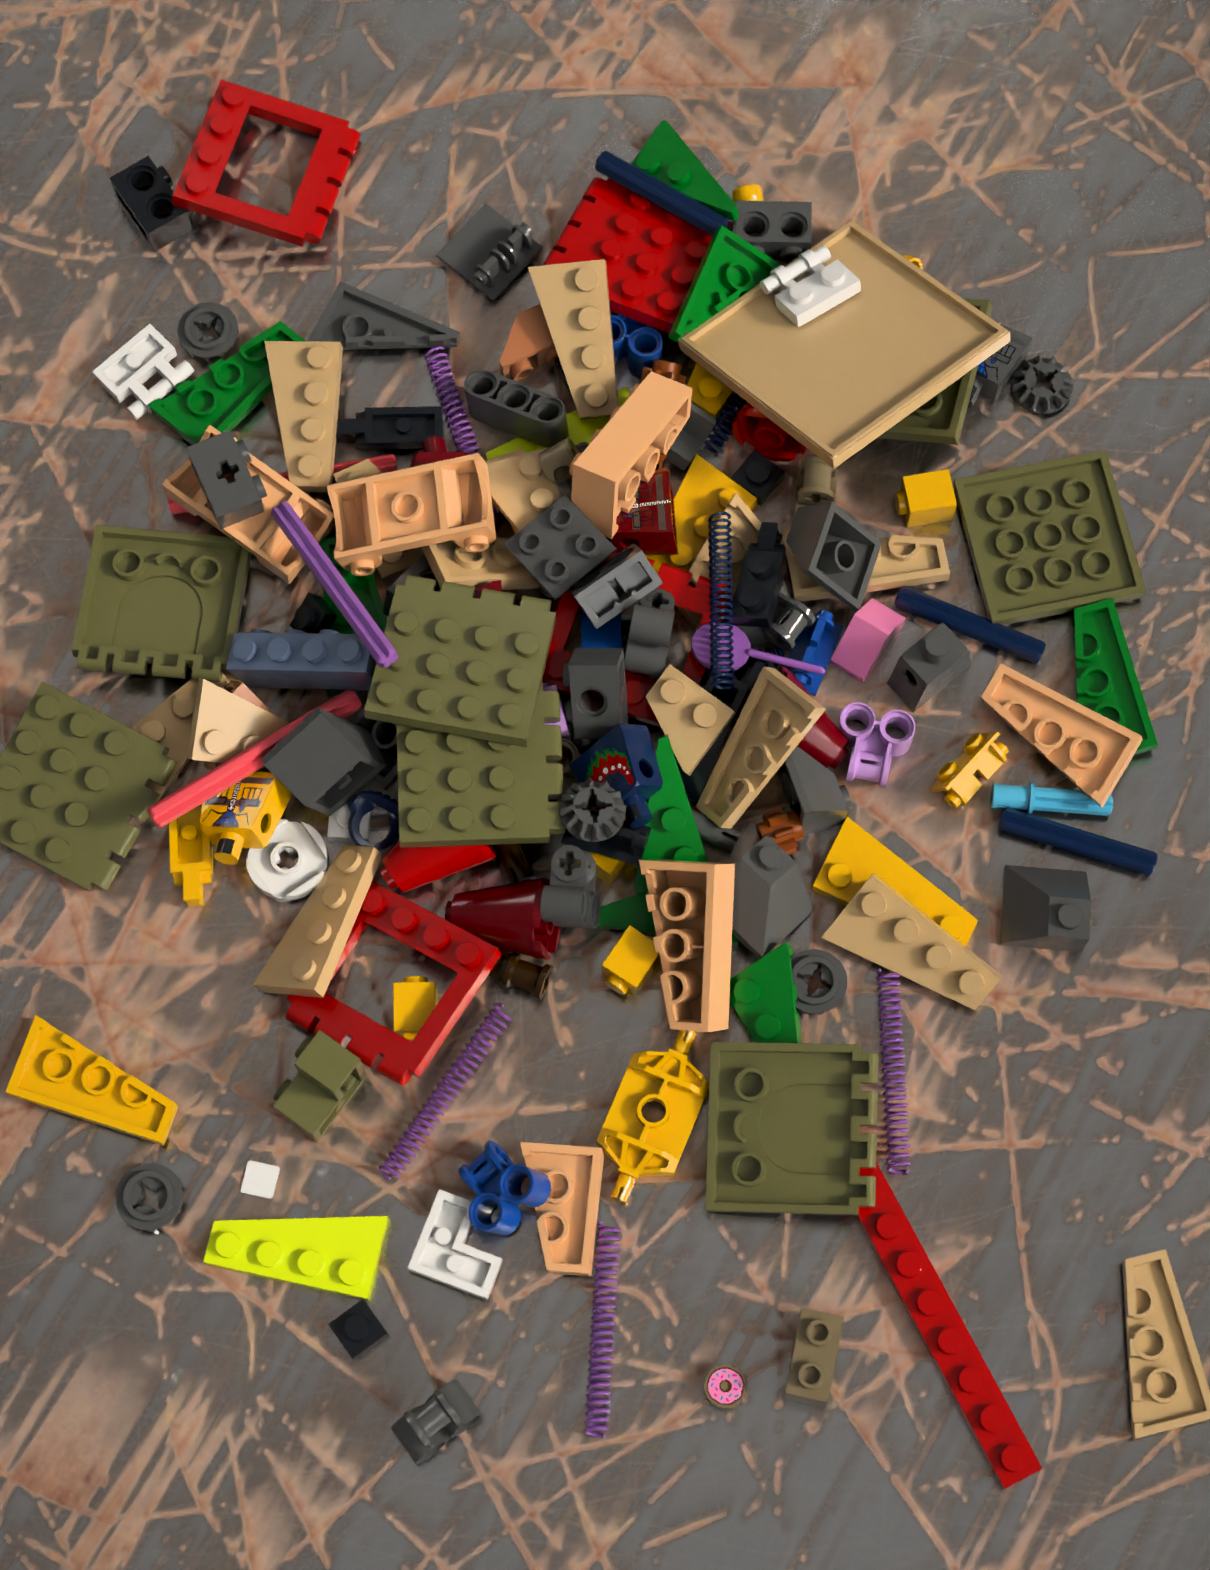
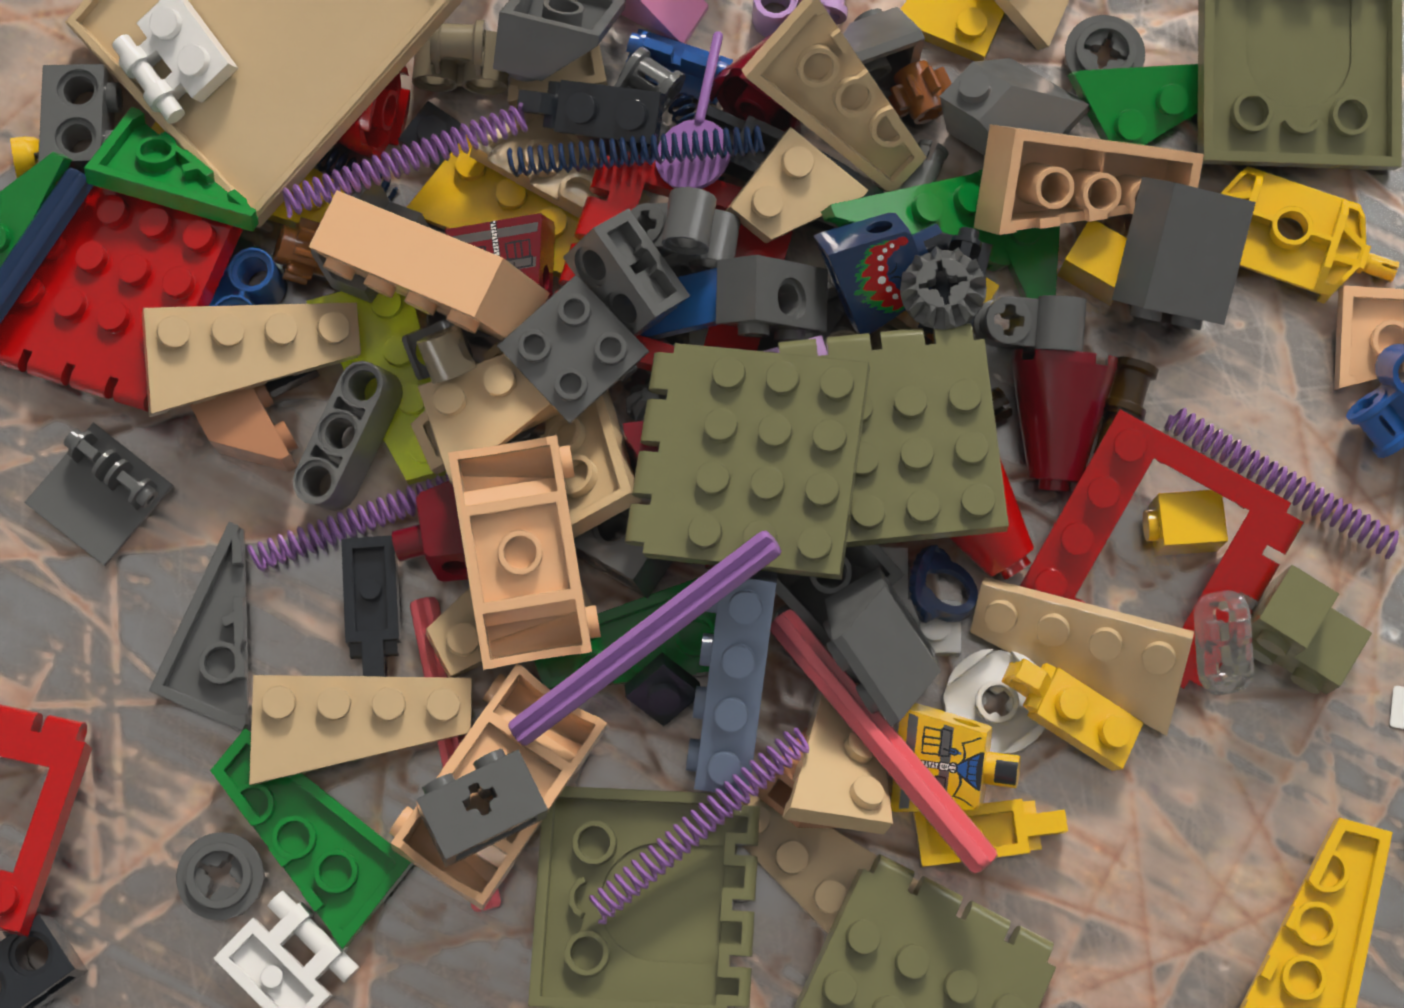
camera: 95 degrees left, 5 degrees up
(181, 612) = (696, 834): none -> medium lavender piece
(272, 912) = (1075, 712): none -> yellow hinge
(309, 1016) = (1223, 642): none -> clear beam
(627, 1011) = (1182, 253): none -> dark grey brick
(732, 460) = (403, 160): none -> medium lavender piece

